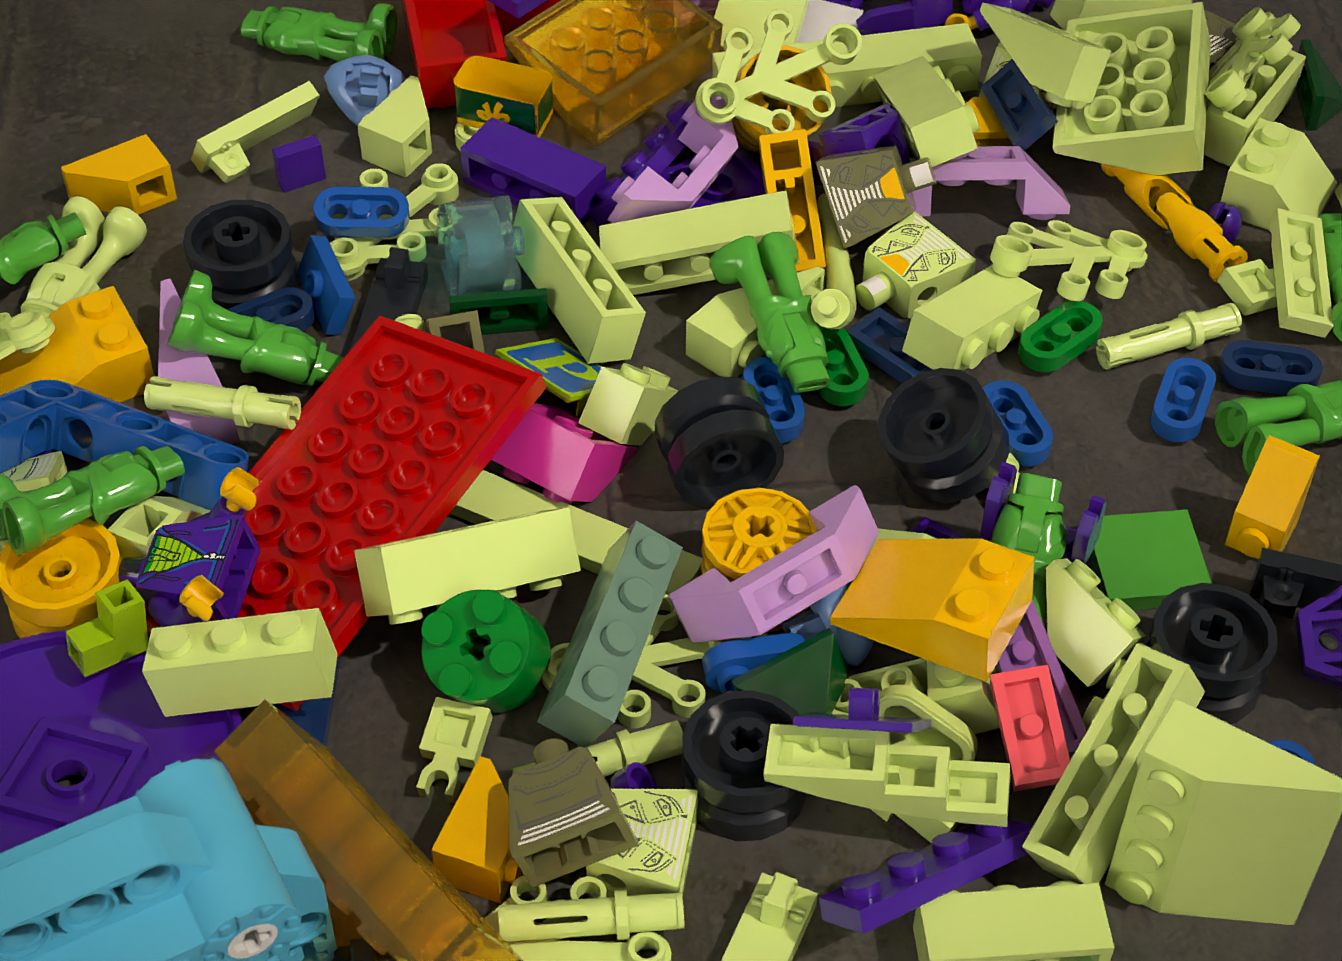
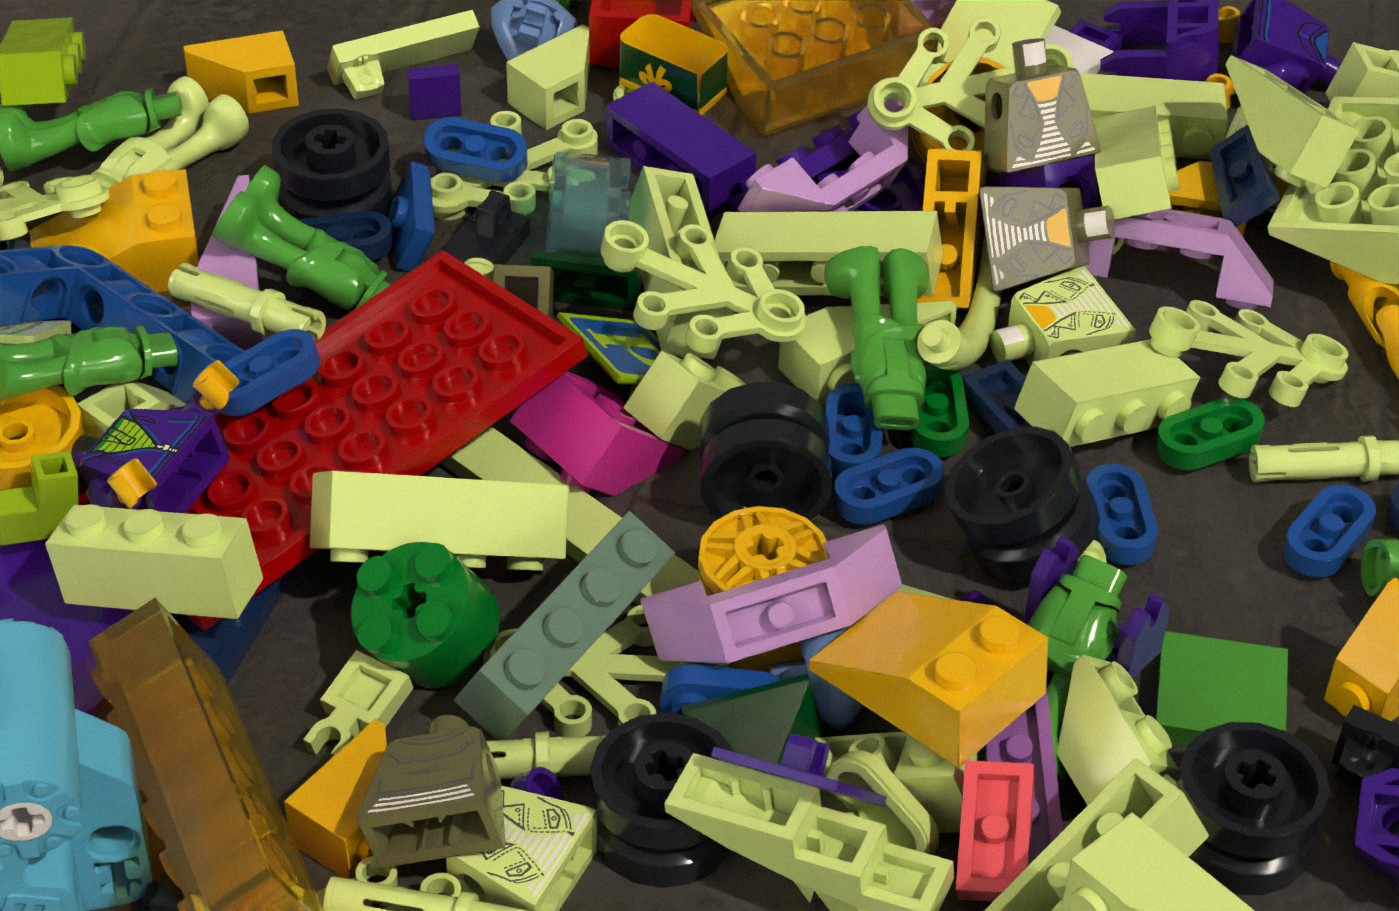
camera: 15 degrees right, 5 degrees down
(272, 456) = (271, 370): none -> blue plate
(672, 310) = (768, 311): none -> yellowish green plant
(814, 448) = (888, 485): none -> blue plate
(844, 88) = (1036, 113): none -> olive torso

